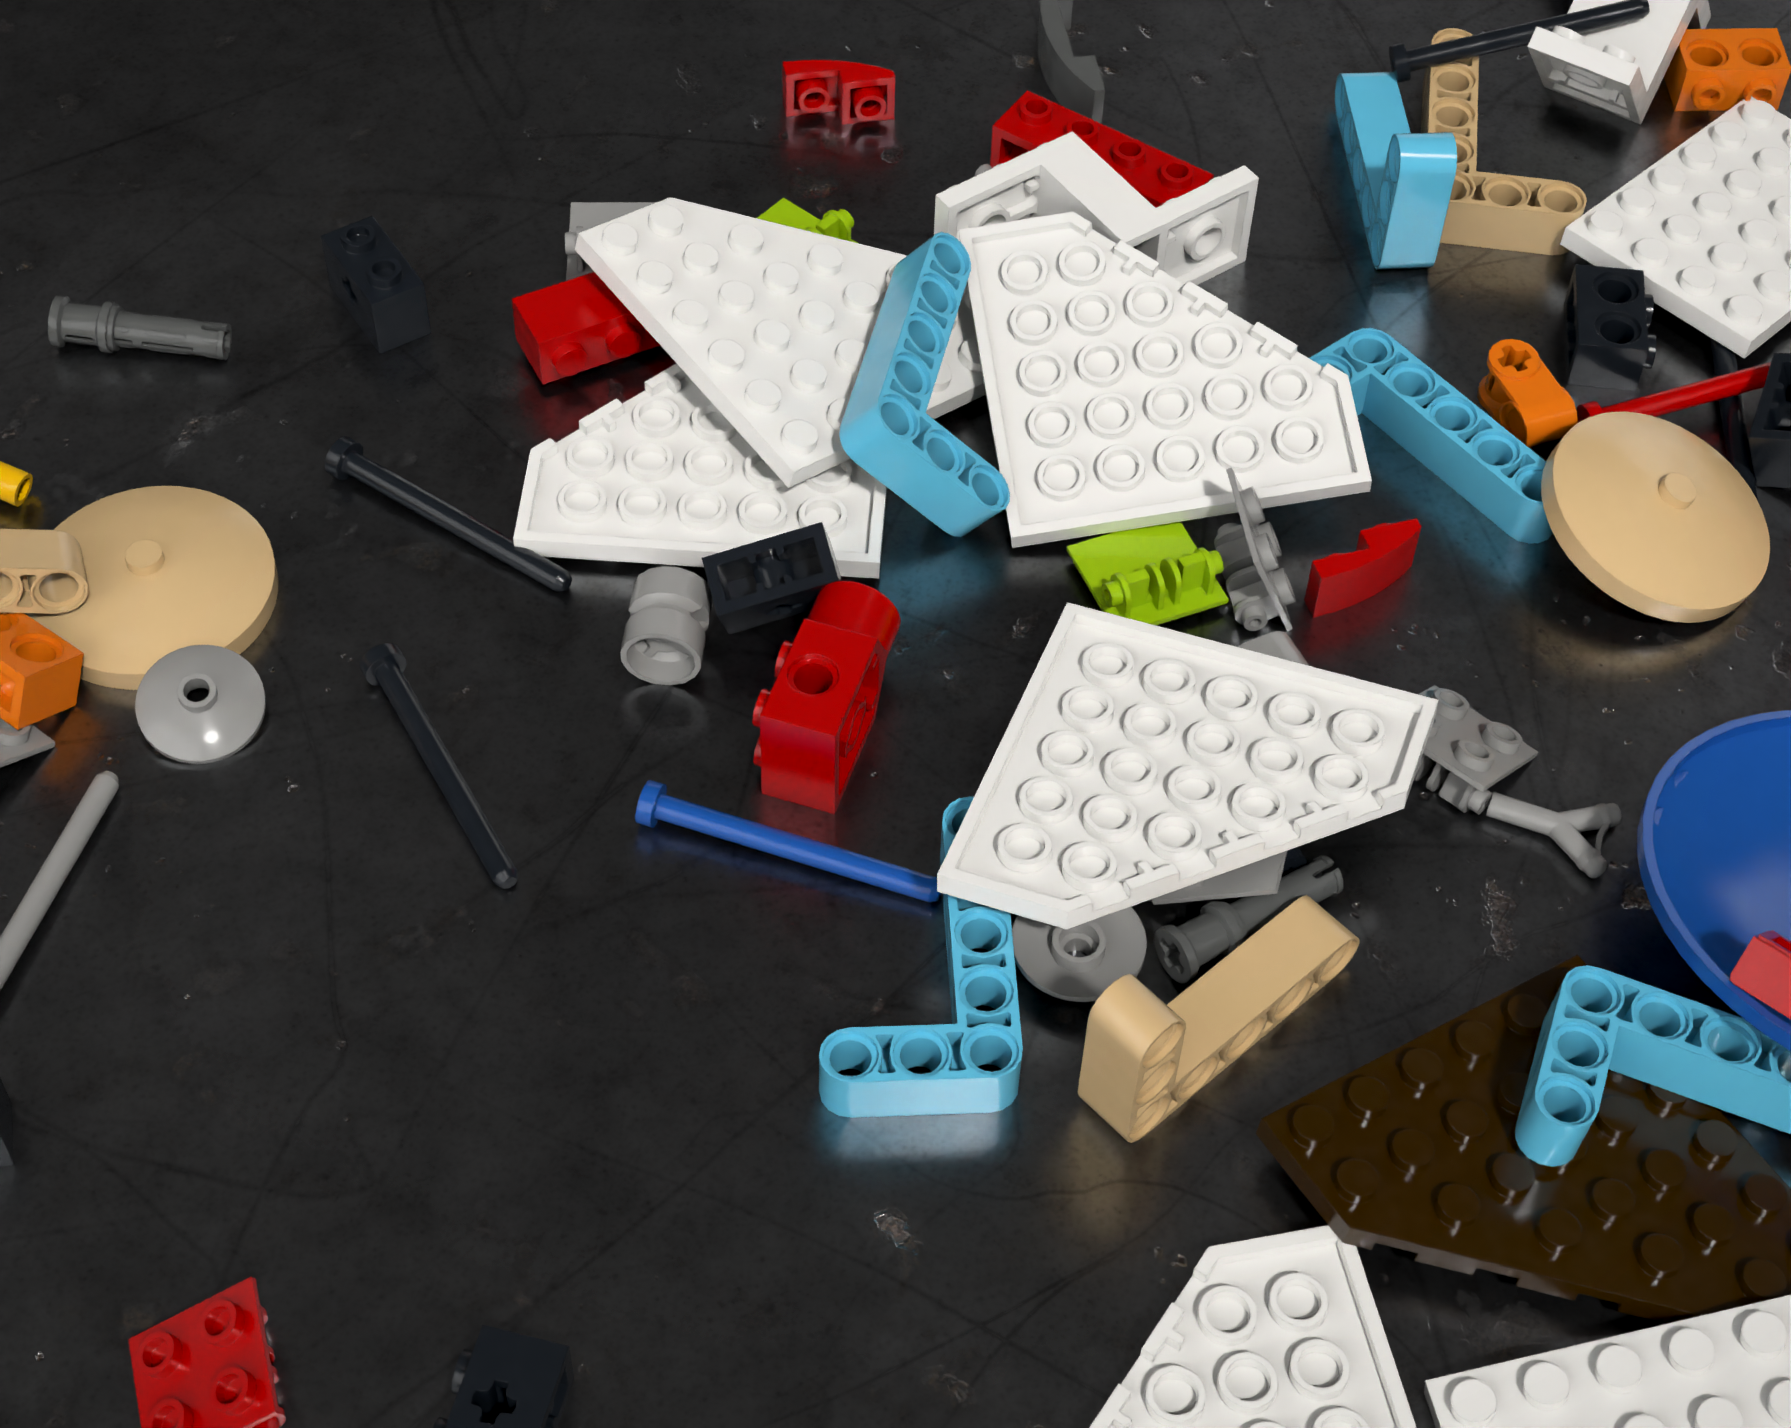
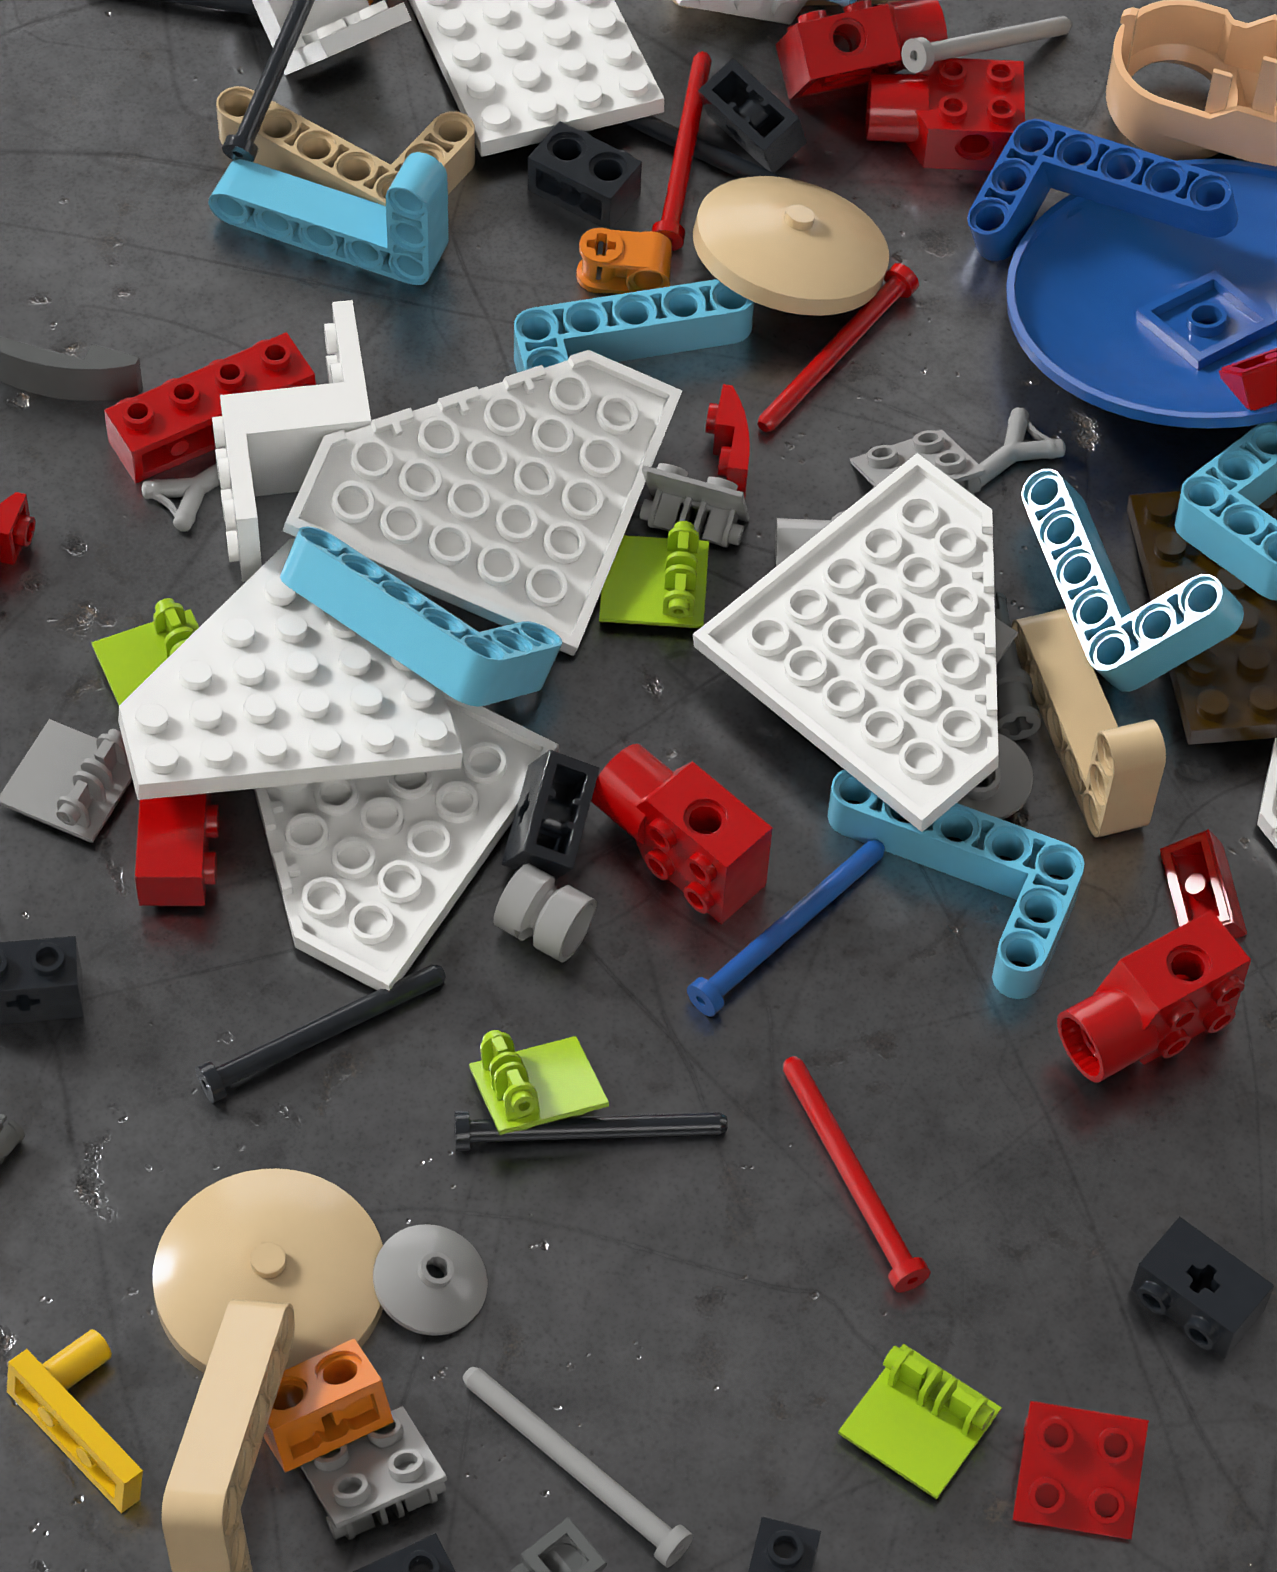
camera: 65 degrees left, 5 degrees up
(214, 1194) = (919, 1420): none -> lime hinge
(396, 1111) = (906, 1270): none -> red bar
(460, 692) = (535, 1082): none -> lime hinge
(858, 1217) = (1157, 999): none -> red brick
(1079, 1238) = (1202, 881): none -> red slope
(1360, 996) = (1099, 605): none -> medium azure beam
(1696, 635) = (899, 282): none -> red bar

